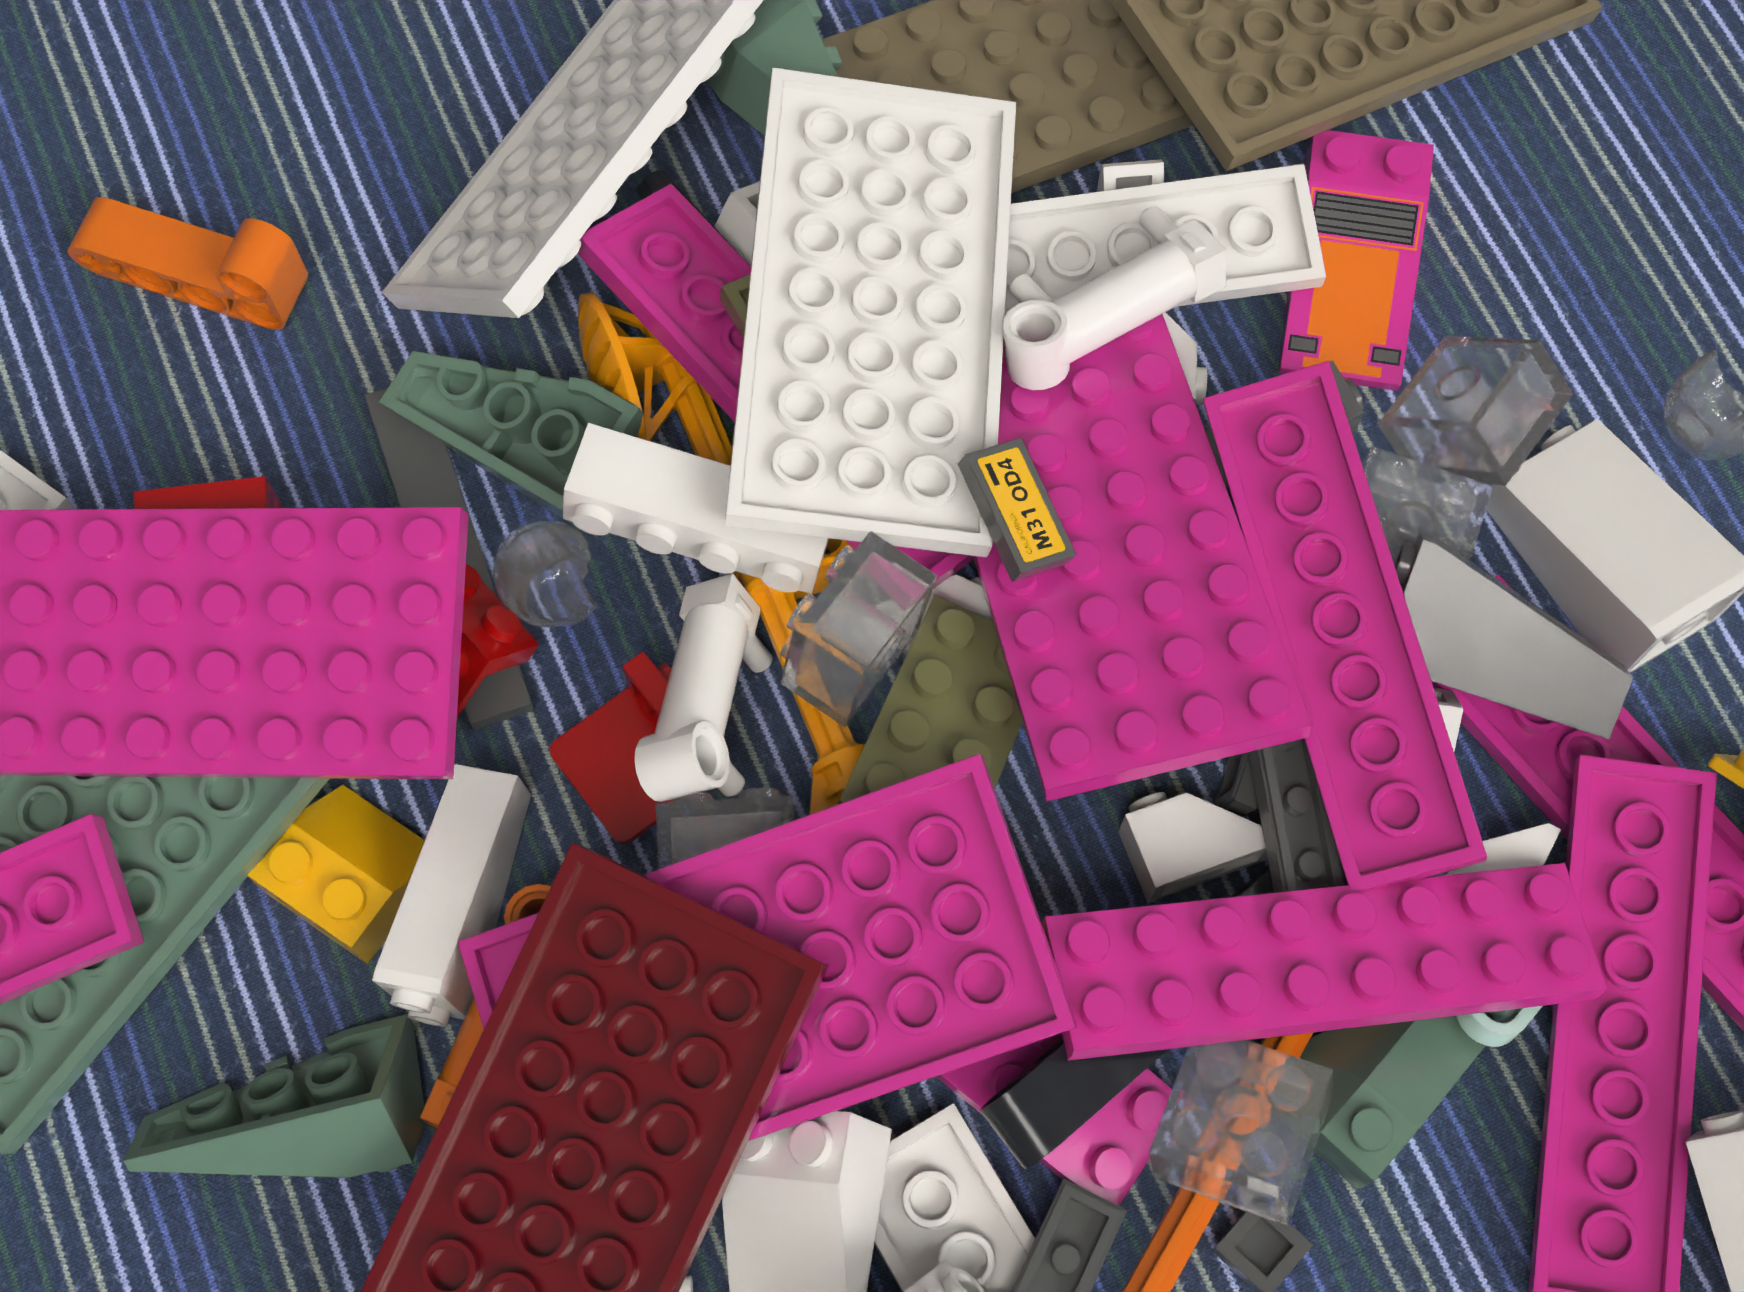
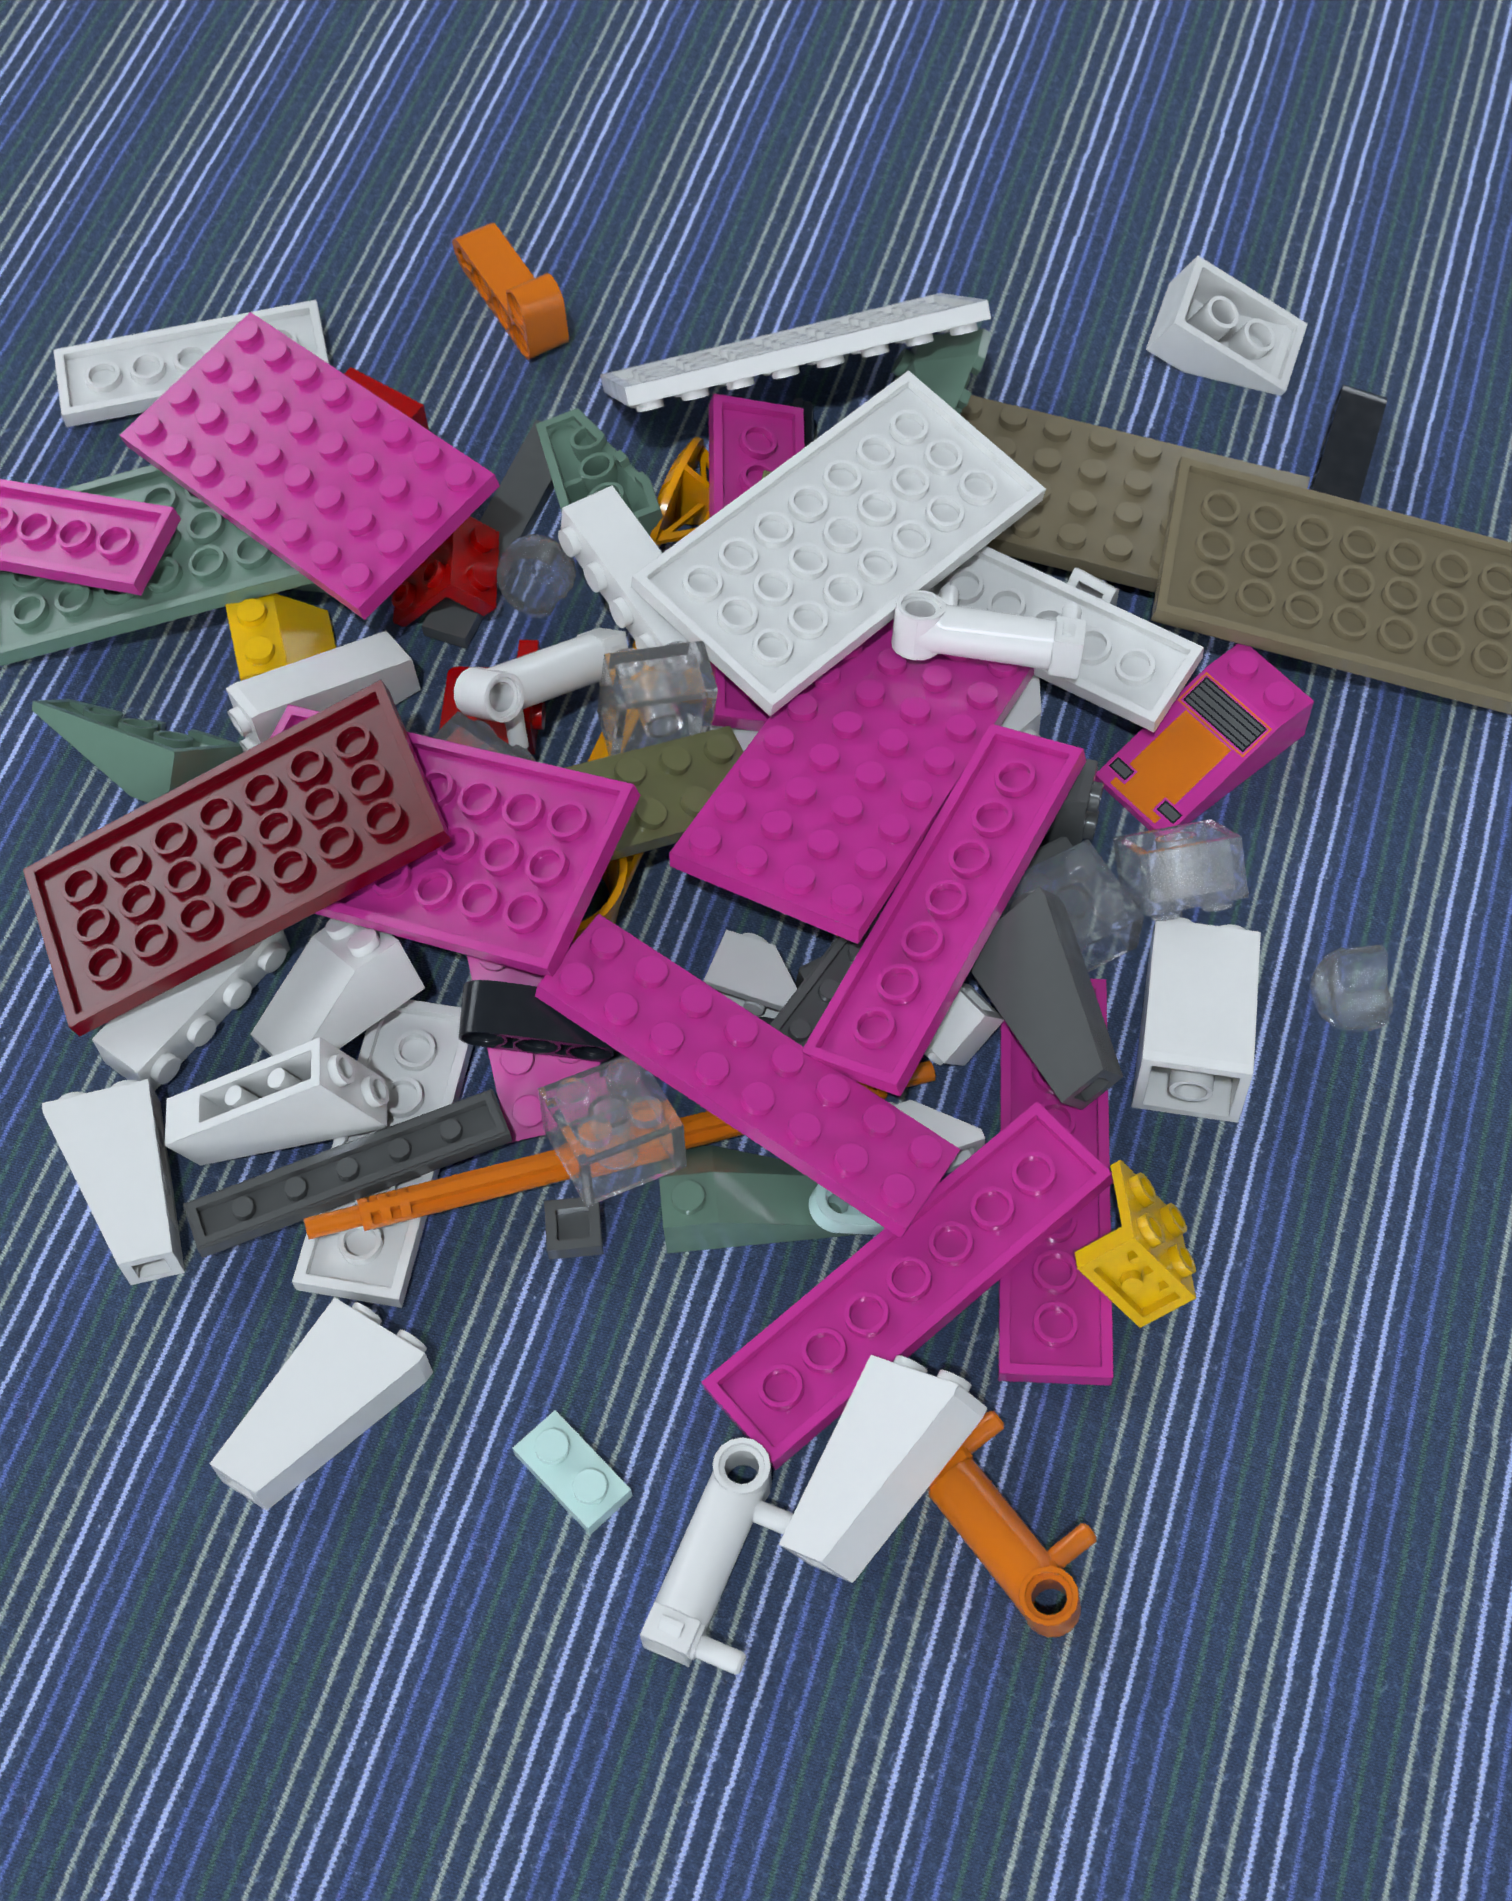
camera: 45 degrees right, 10 degrees down
(1016, 509) = (805, 694): tile -> none

